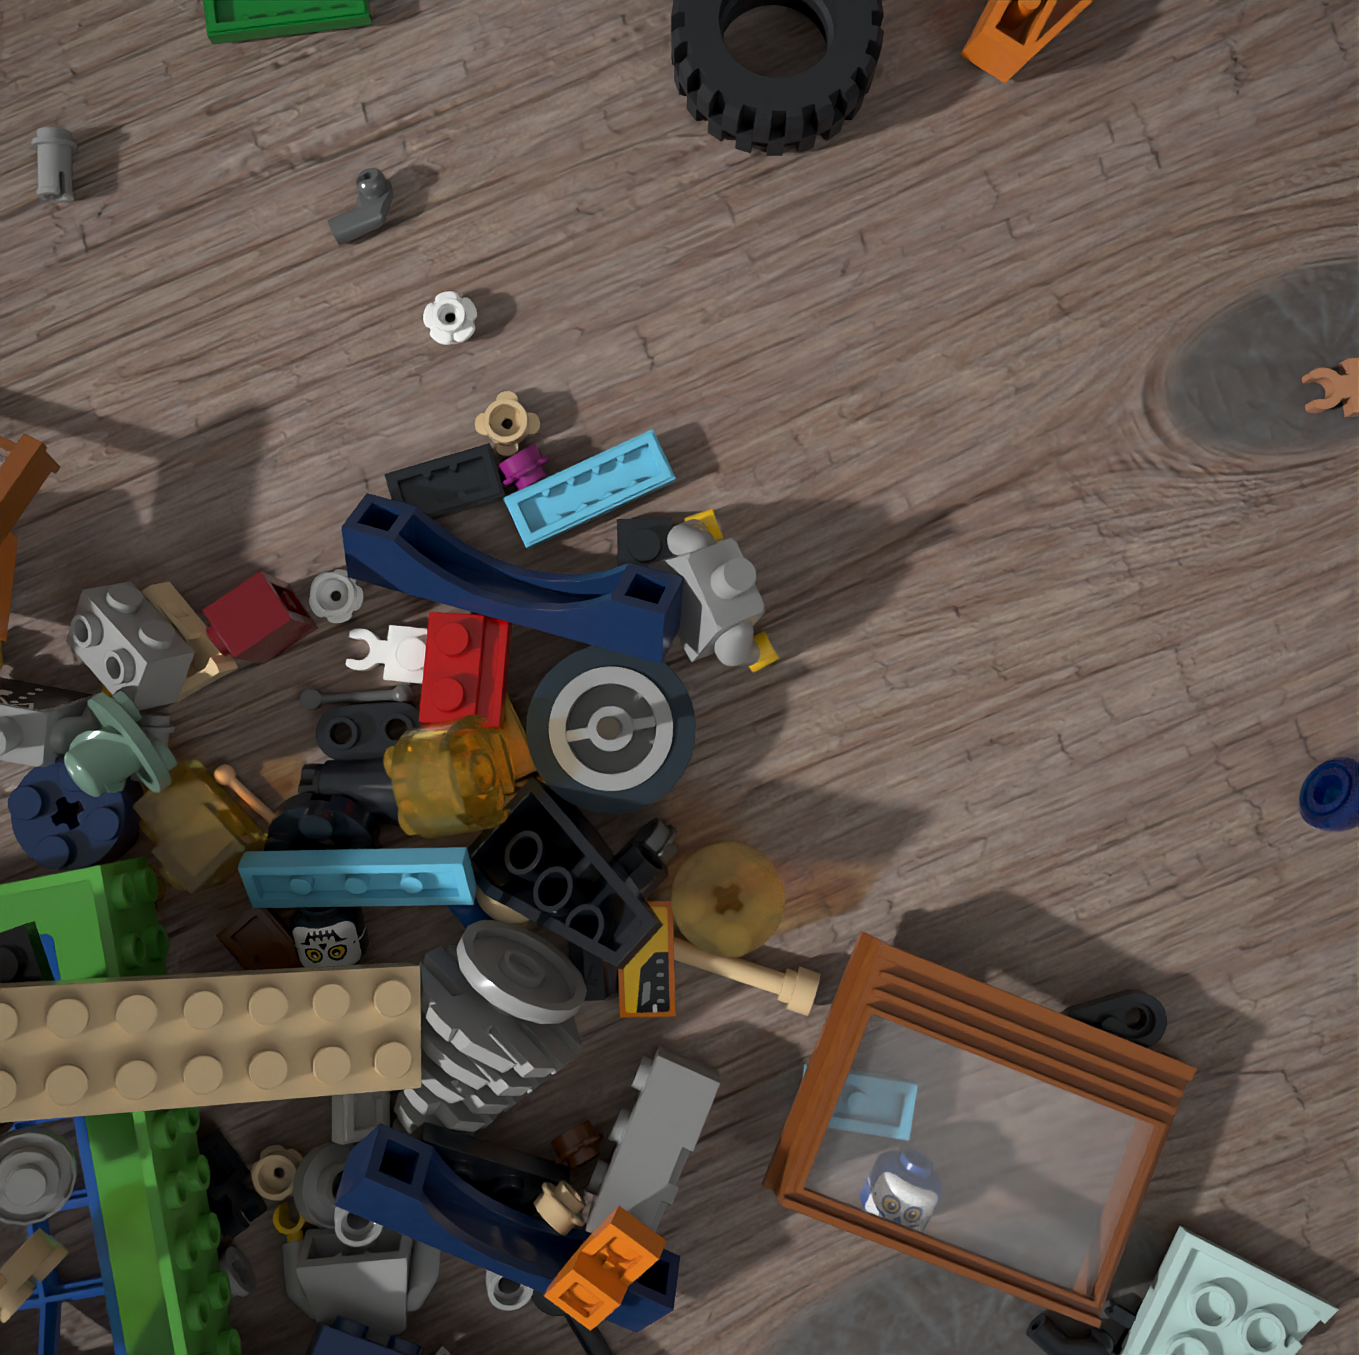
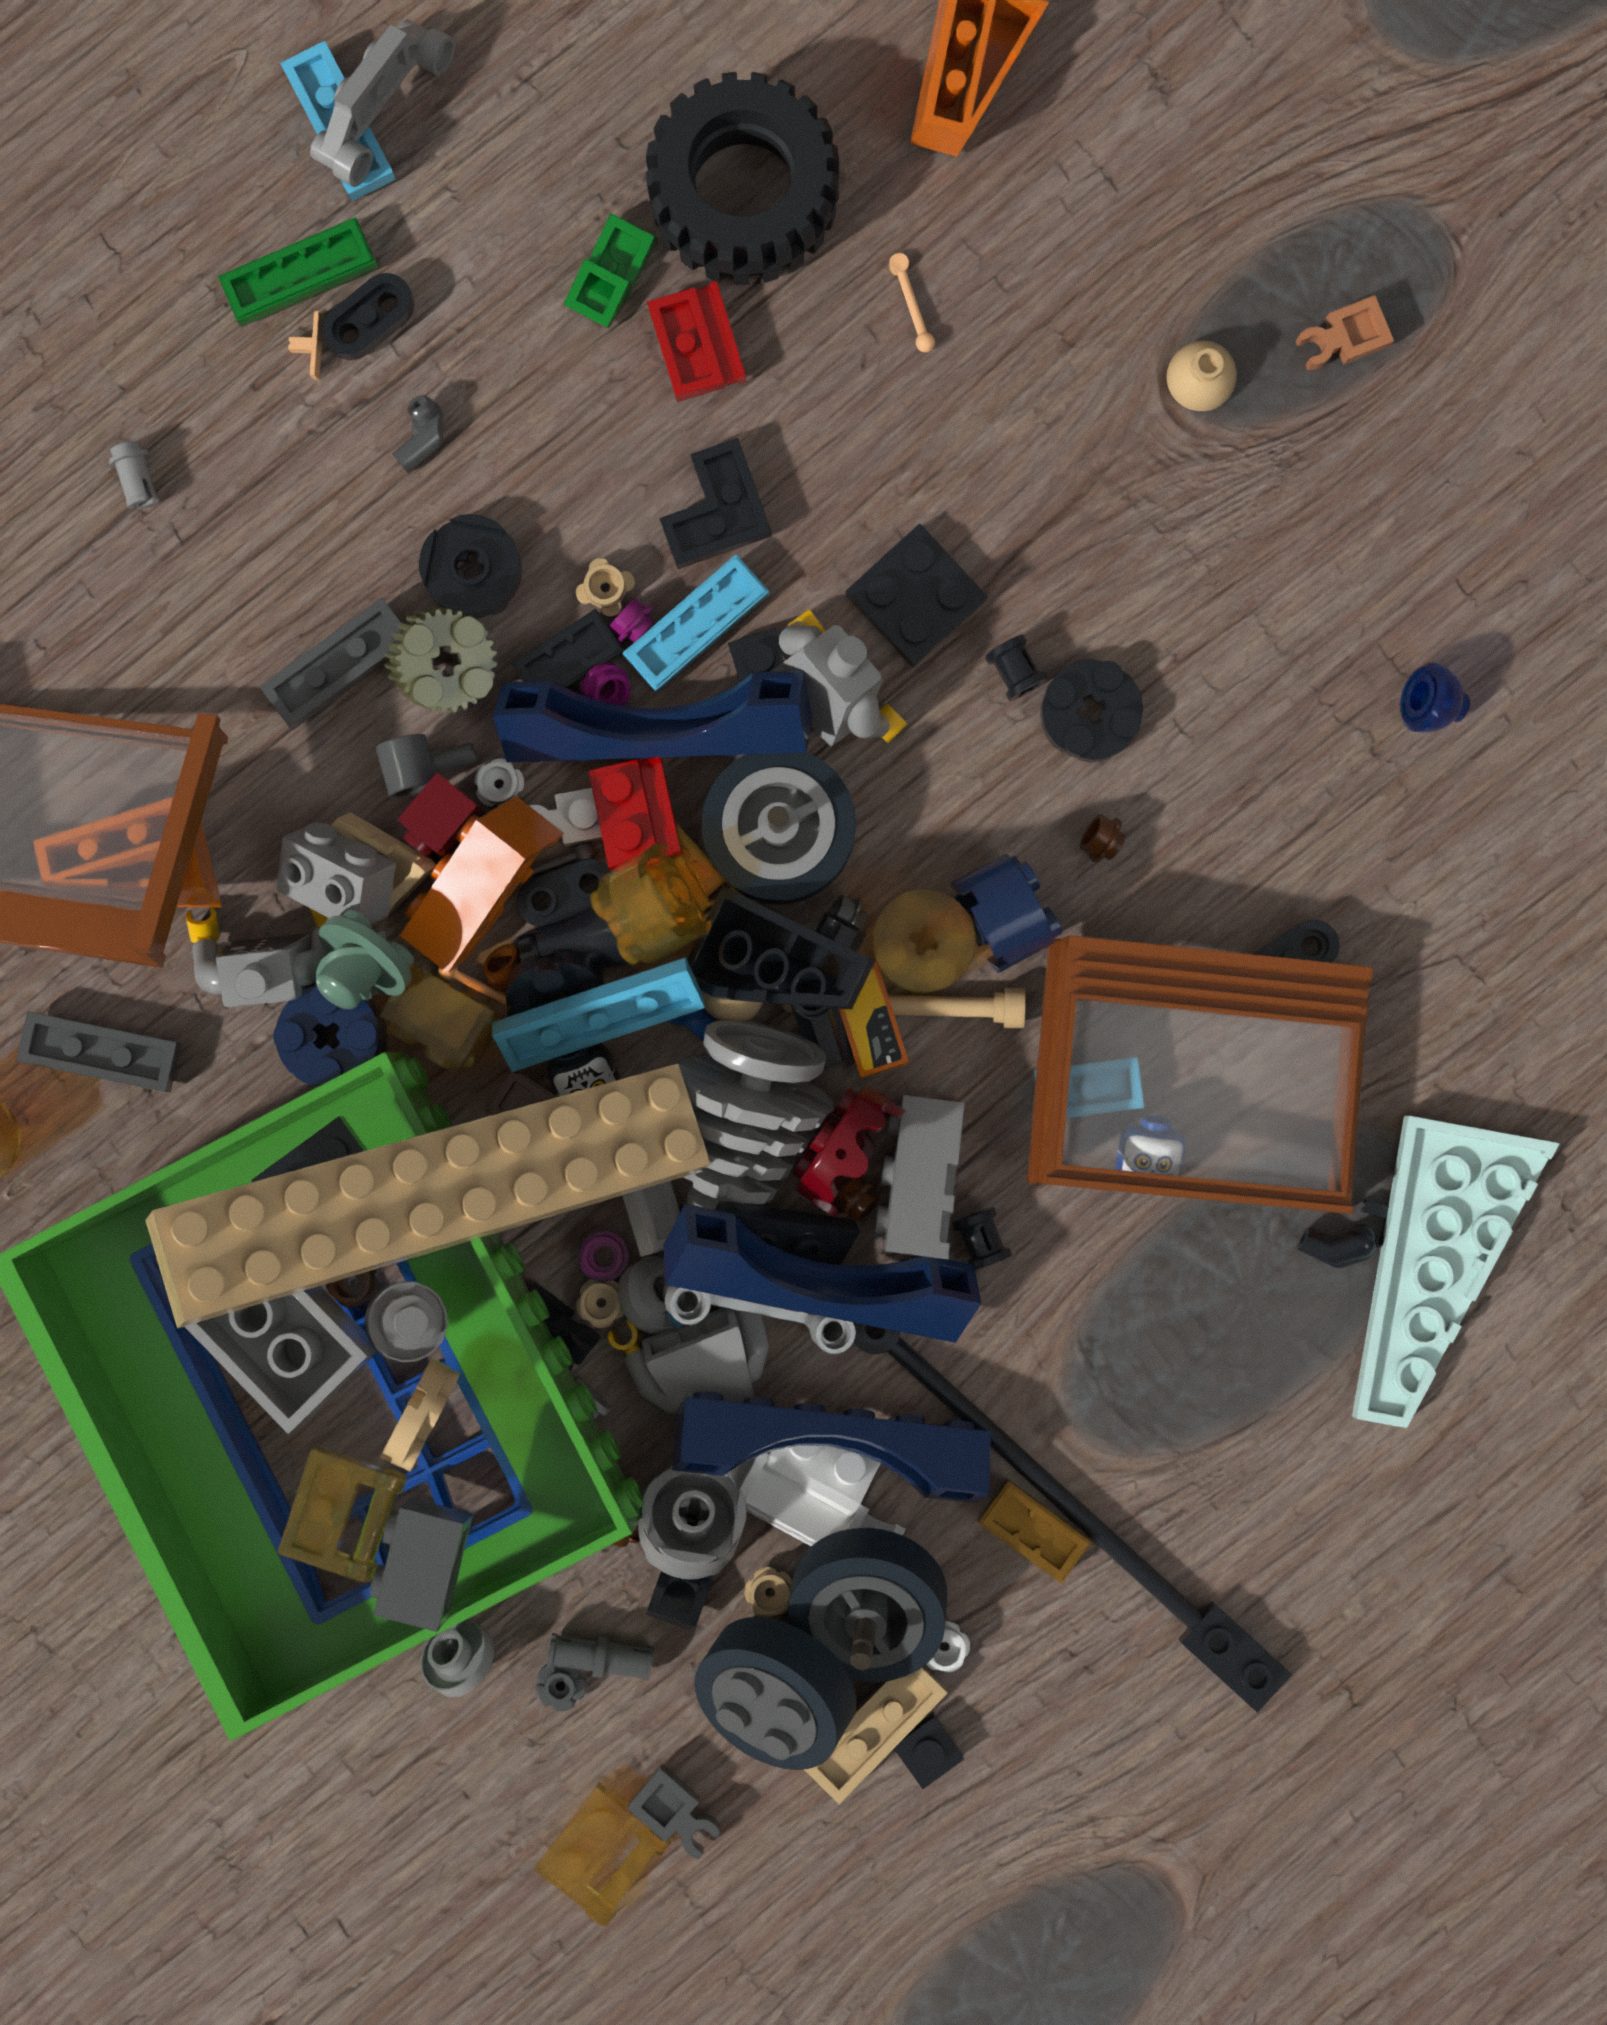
camera: 15 degrees left, 0 degrees up
(204, 421) = (333, 665): none -> dark grey plate
(246, 548) = (410, 765): none -> dark grey piece
(278, 694) = (477, 882): none -> orange wedge
(278, 787) = (500, 965): none -> reddish brown plate
(279, 84) = (310, 345): none -> light nougat piece
(288, 1138) = (587, 1259): none -> magenta plate
(329, 476) = (469, 666): none -> olive brick
(344, 66) = (364, 313): none -> black plate
(364, 332) = (454, 543): none -> black plate
(456, 331) = (536, 518): white plate -> none
(486, 535) = (617, 688): none -> magenta plate
(560, 1206) = (858, 1246): tan plate -> none
(594, 1075) = (843, 1146): none -> dark red plate
(604, 1267) = (911, 1276): orange slope -> none
(611, 98) = (611, 271): none -> green slope
(657, 388) = (727, 518): none -> black plate
(677, 195) = (696, 341): none -> red plate
(697, 1226) = (982, 1238): none -> black bush
(825, 892) = (1006, 911): none -> dark blue brick
(828, 526) = (916, 595): none -> black plate
(910, 634) = (1016, 667): none -> black bush
(911, 180) = (899, 266): none -> light nougat hinge
(948, 840) = (1102, 838): none -> reddish brown plate
(996, 676) = (1105, 684): none -> black plate
(1193, 384) = (1201, 375): none -> tan brick

